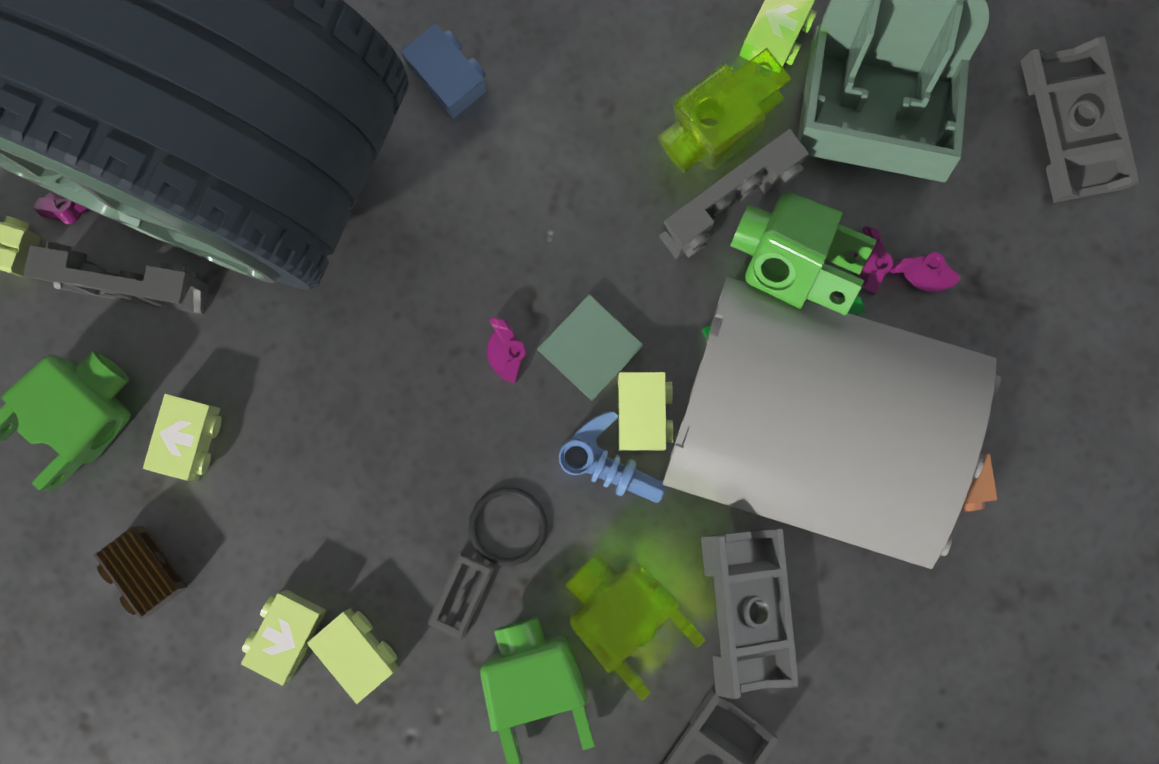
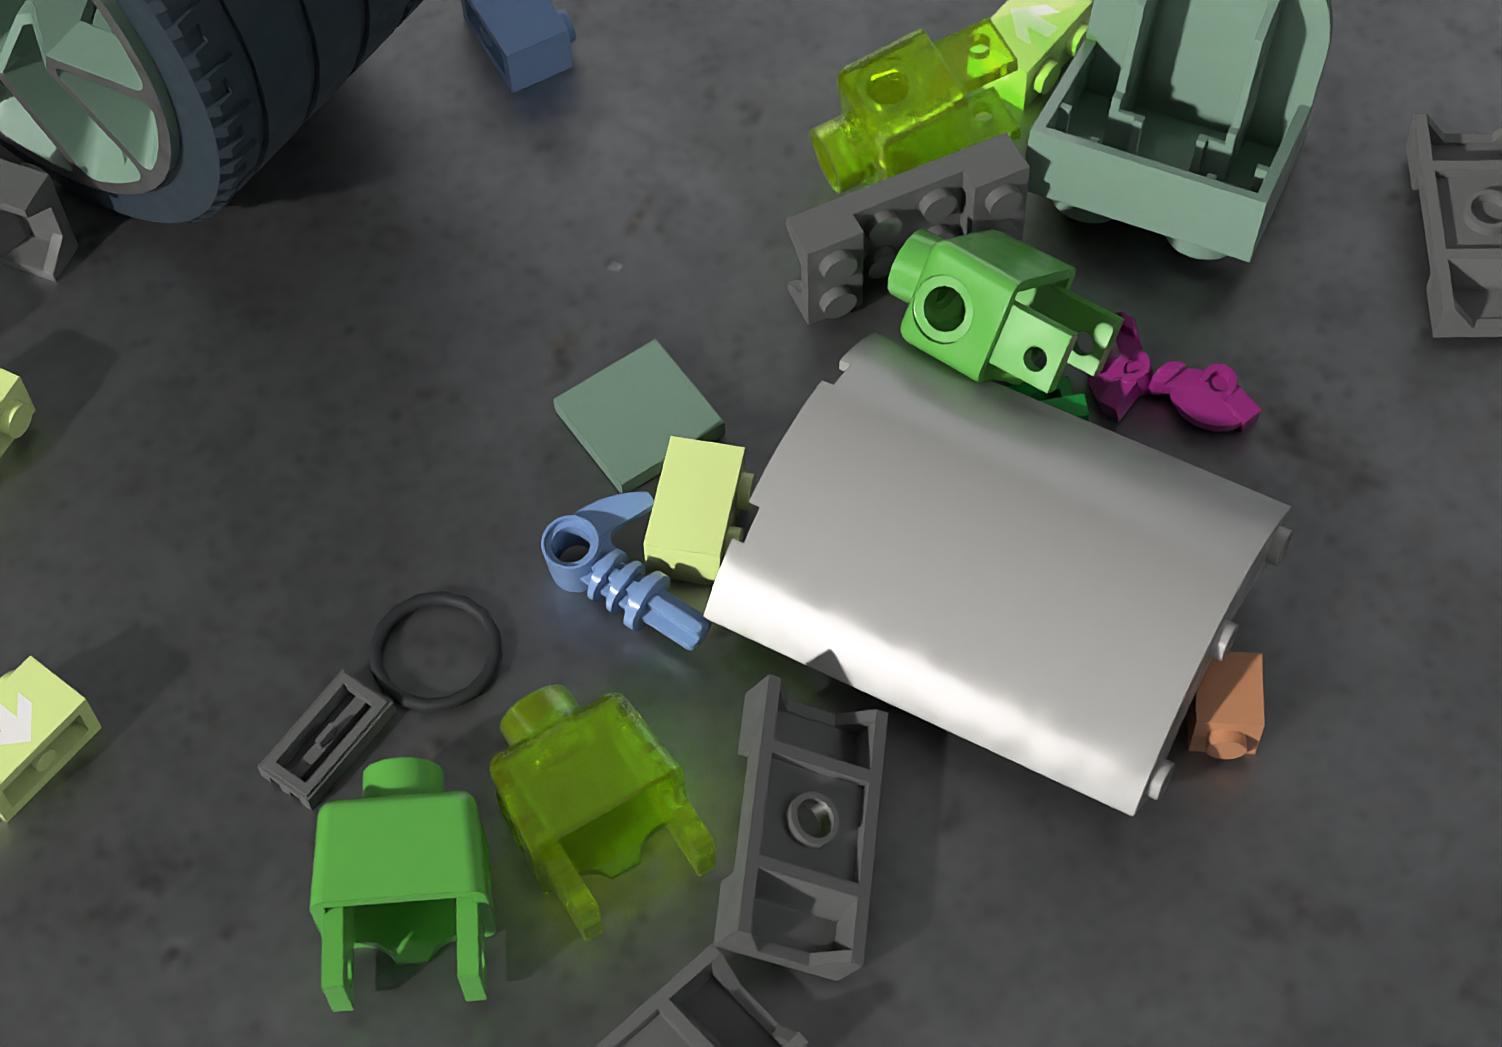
camera: 15 degrees right, 25 degrees down
(354, 654) = (121, 786): yellowish green brick -> none
(505, 350) = (503, 397): magenta piece -> none

